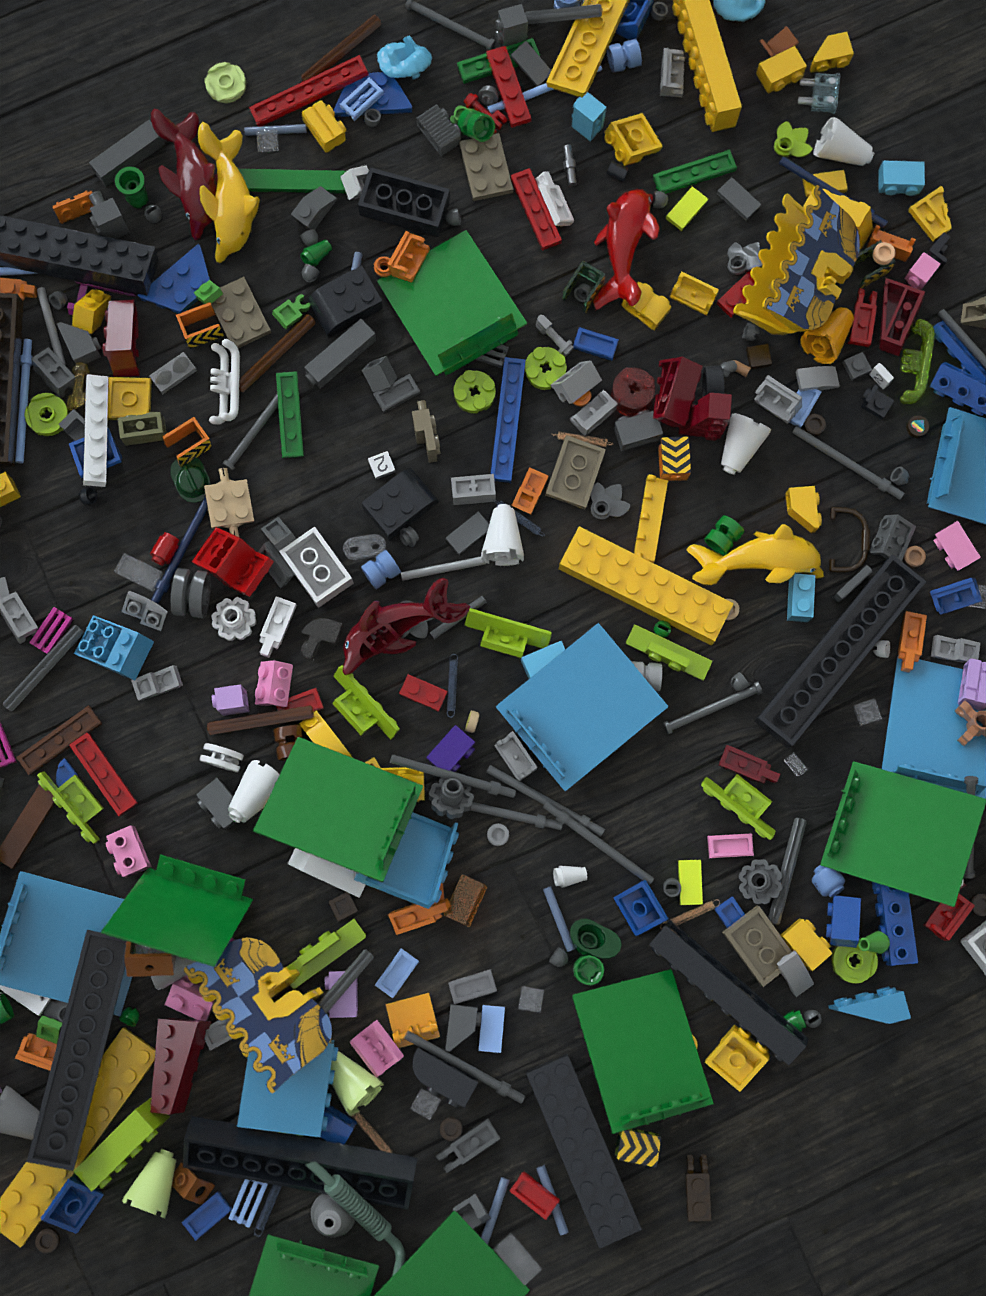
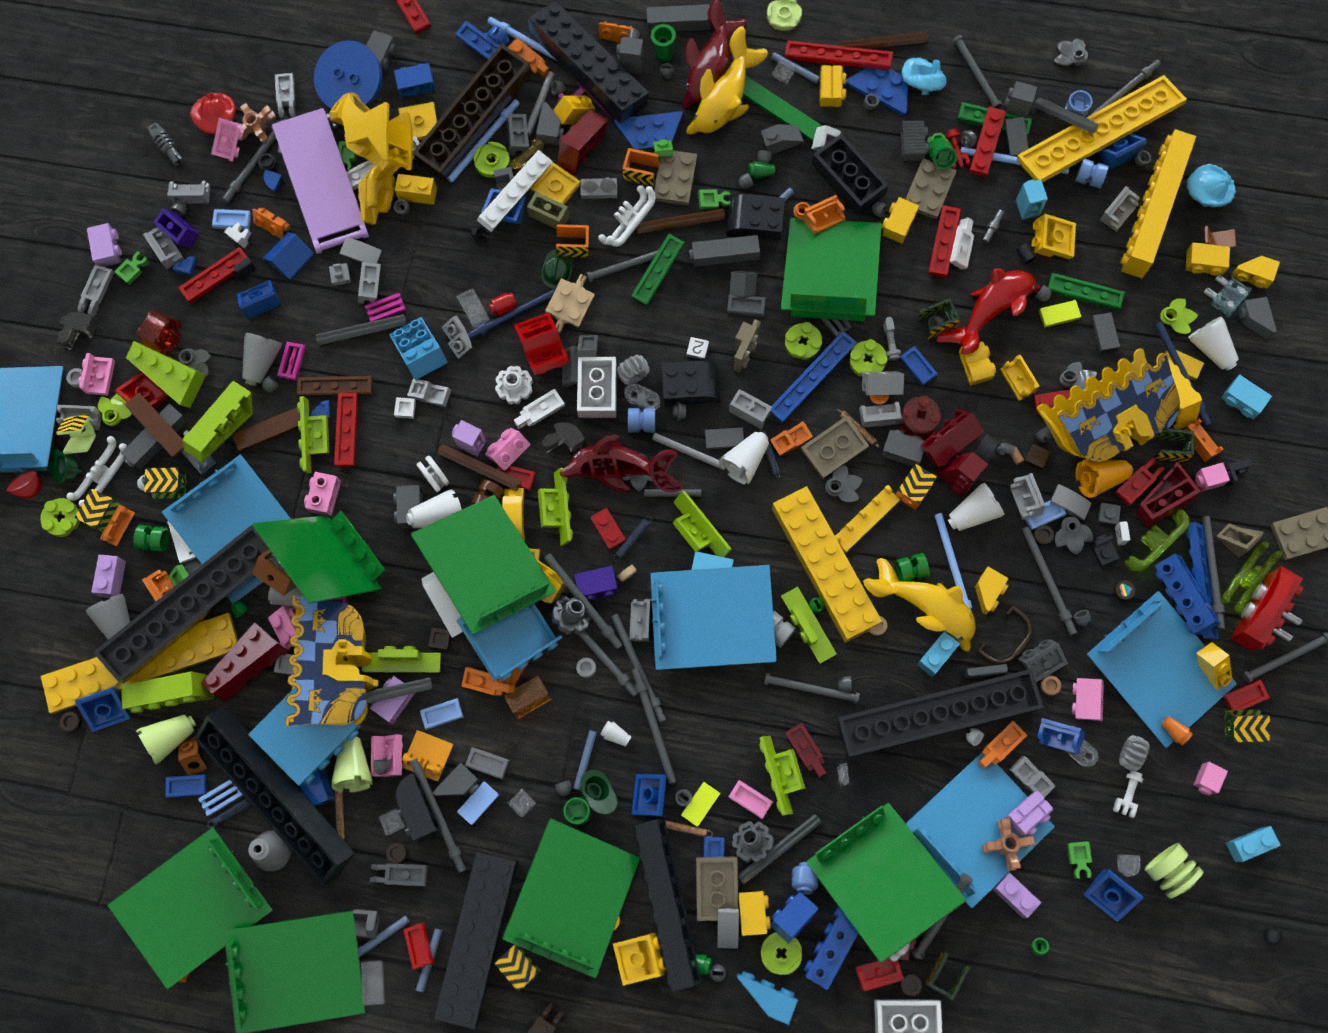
camera: 45 degrees right, 5 degrees down
(144, 713) = (405, 408): none -> white tile
(190, 593) = (496, 345): dark grey wheel -> none
(338, 527) = (633, 369): none -> light grey gear
(353, 111) = (872, 86): light blue tile -> none
(360, 1210) = (288, 858): sand green piece -> none
(379, 1061) = (381, 766): none -> dark grey hinge
(481, 215) = (900, 220): none -> yellow brick
(747, 499) = (951, 557): none -> light blue bar
(842, 409) = (1074, 538): none -> dark grey plate
(861, 95) = (1258, 316): none -> dark grey slope
(867, 712) = (928, 775): clear tile -> none
(875, 942) = (804, 949): bright green cone -> none
(883, 253) = (1188, 442): light nougat tile -> none
(932, 214) = (1252, 439): yellow wing -> none

